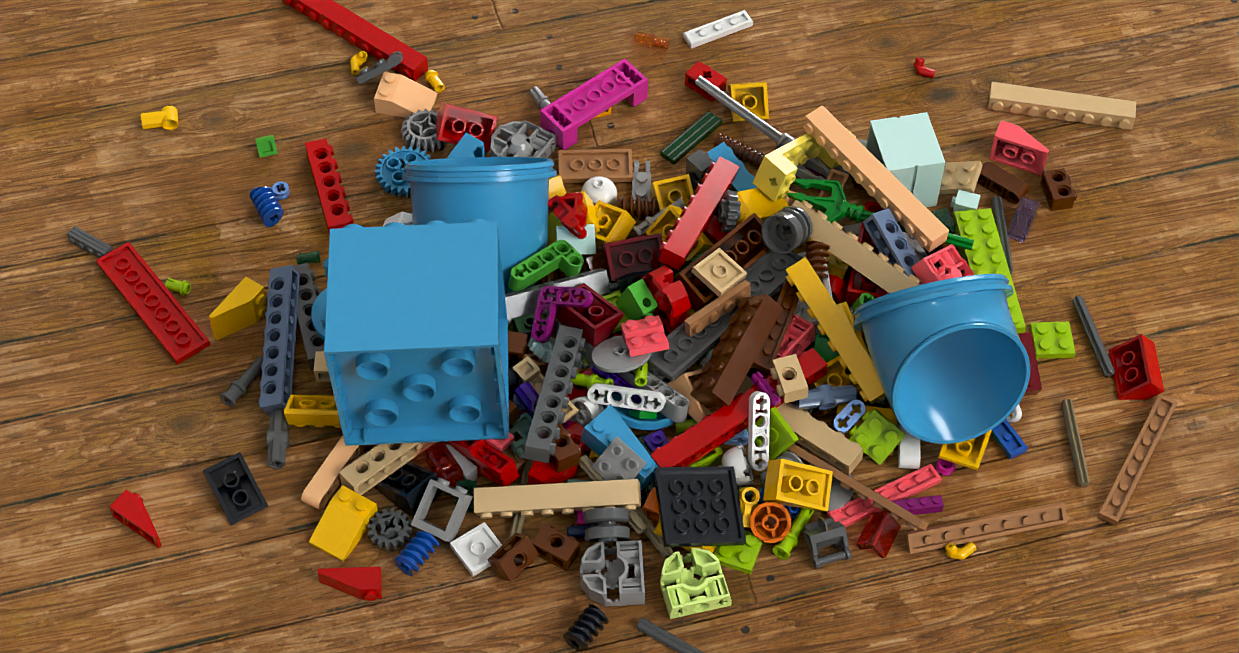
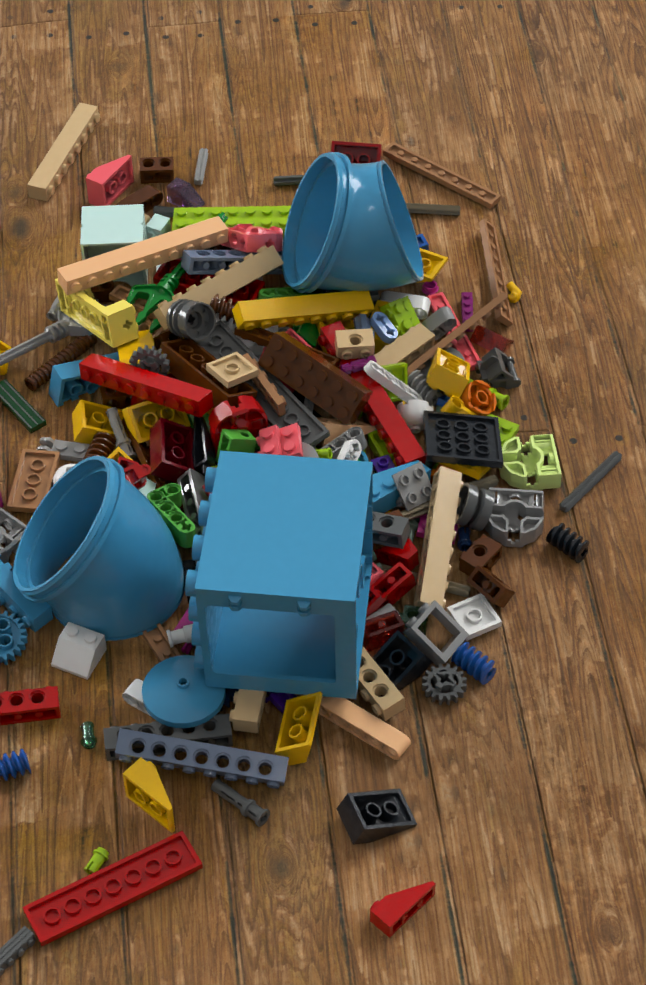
camera: 80 degrees left, 5 degrees down
(277, 439) = (320, 774): dark grey piece -> none
(343, 523) = (432, 722): yellow slope -> none
(355, 581) = (502, 714): red slope -> none
(697, 166) = (70, 393): dark grey brick -> none
(883, 476) = (440, 322): none -> light grey beam
(1079, 229) = (201, 166): none -> light grey axle

